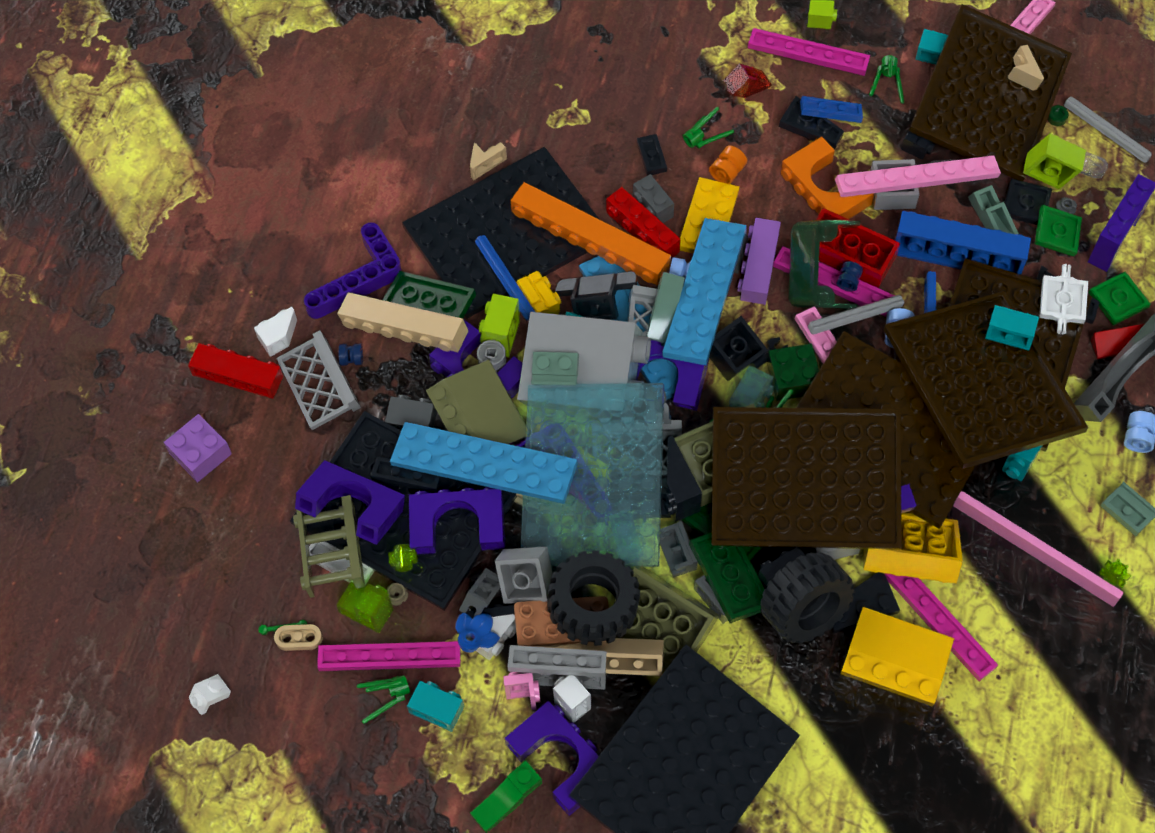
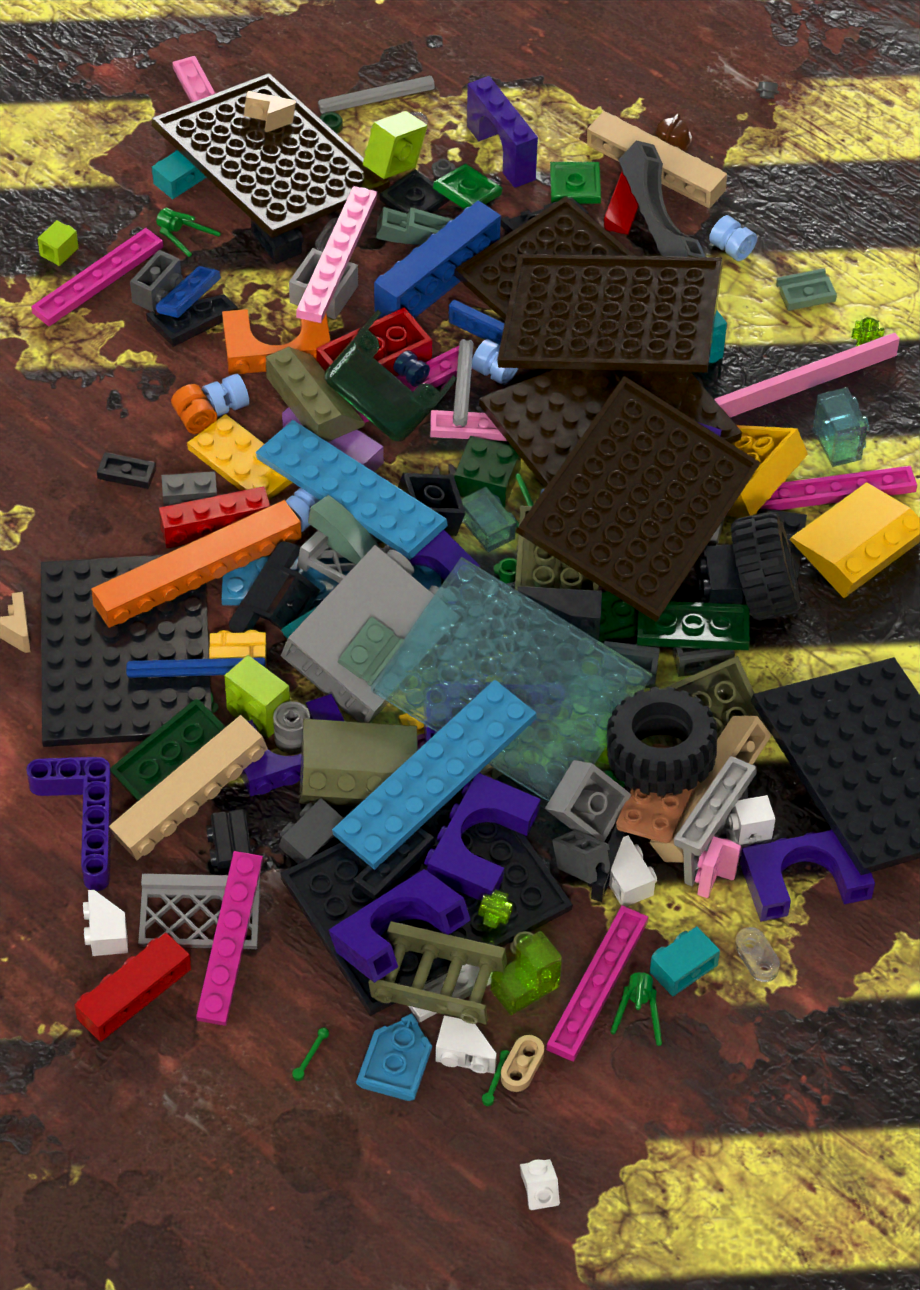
camera: 65 degrees left, 10 degrees down
(197, 448) = (212, 1068): medium lavender brick -> none
(226, 502) = (298, 1073): none -> green hinge
(265, 556) = (396, 1060): none -> dark azure tile
(291, 594) = (464, 1046): none -> white slope
(301, 407) = (229, 938): none -> dark pink plate
(350, 354) = (189, 861): dark blue wheel -> none
(380, 371) = (229, 834): none -> black brick
(469, 755) = (759, 956): none -> clear plate
(477, 629) = (627, 877): blue plate -> none
(506, 797) = (824, 938): green slope -> none
(694, 136) = (131, 423): green plant -> none
(746, 81) = (96, 346): clear red slope -> none
(750, 176) = (234, 394): none -> light blue wheel
(771, 233) = (305, 391): none -> olive slope
(824, 84) = (155, 280): none -> dark grey brick
(996, 594) = (840, 426): none -> clear light blue brick
(1012, 327) = (573, 261): teal brick -> none
(1063, 299) = (558, 215): white plate -> none

